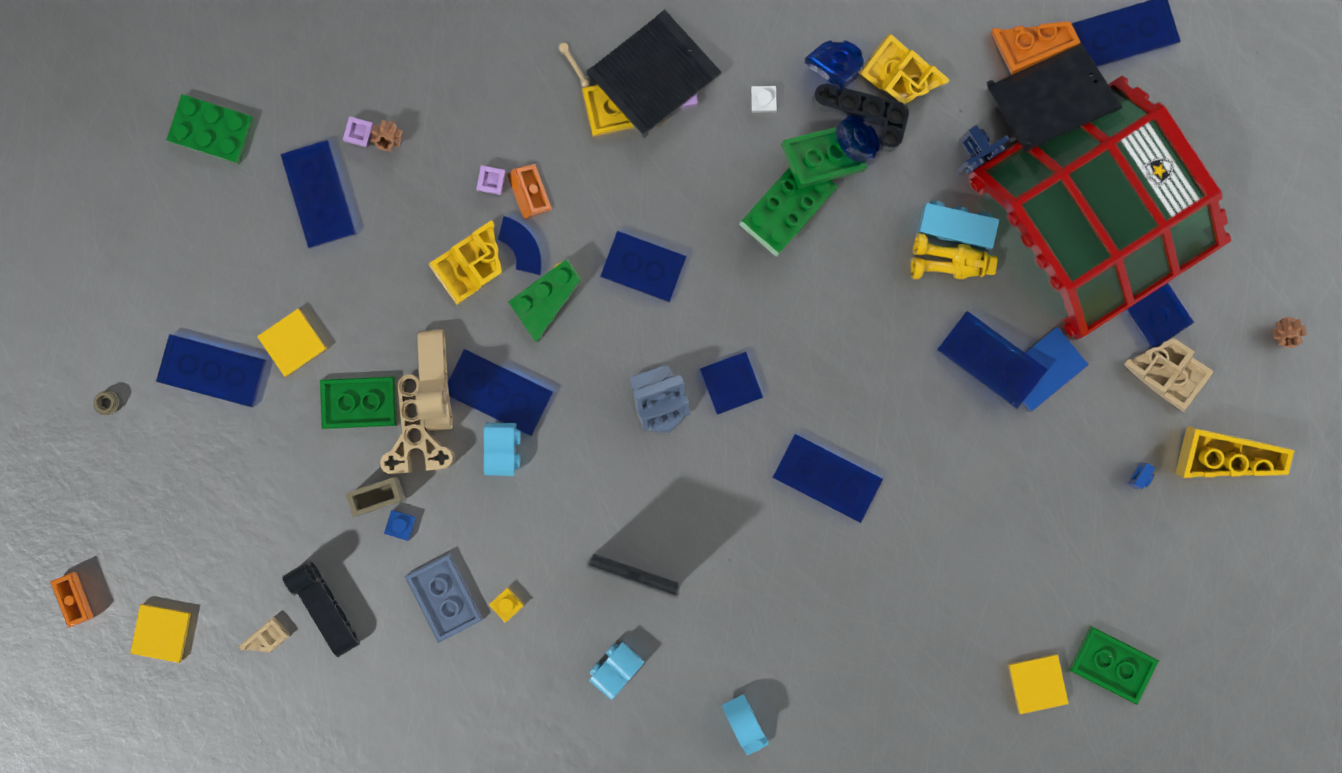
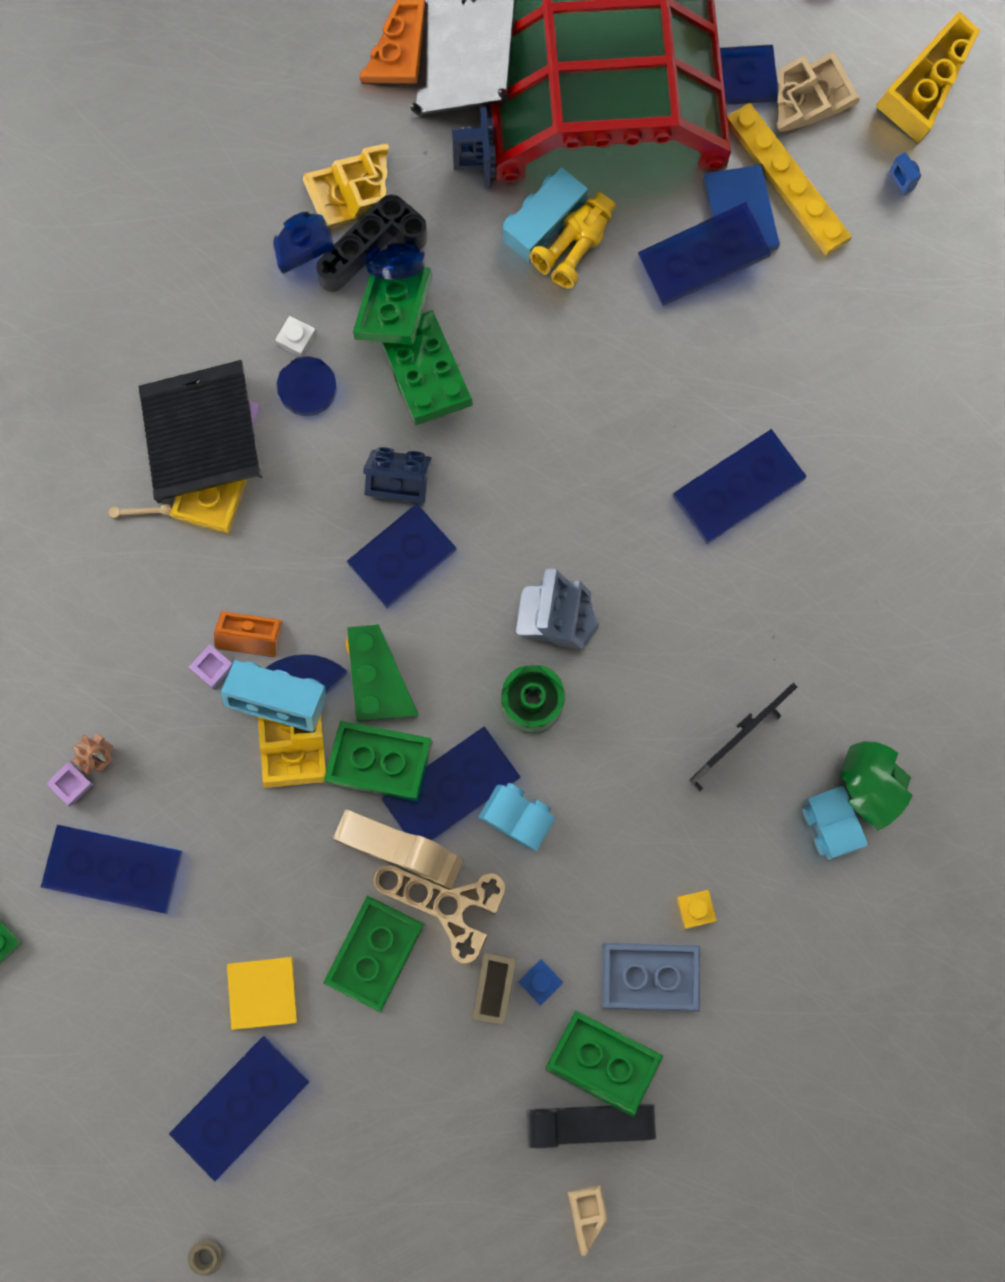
camera: 60 degrees left, 10 degrees down
(368, 597) = (604, 1063): none -> green tile
(487, 332) = (378, 761): none -> green plate
(491, 236) = (273, 695): none -> medium azure brick
(576, 422) = (532, 681): none -> green brick
(658, 684) = (875, 783): none -> green brick
(699, 230) = (397, 474): none -> dark blue bracket
(731, 128) = (306, 386): none -> clear blue tile
(731, 383) = (581, 531): clear blue tile -> none
(745, 725) = (968, 712): medium azure brick -> none
(1089, 390) = (788, 179): none -> yellow plate

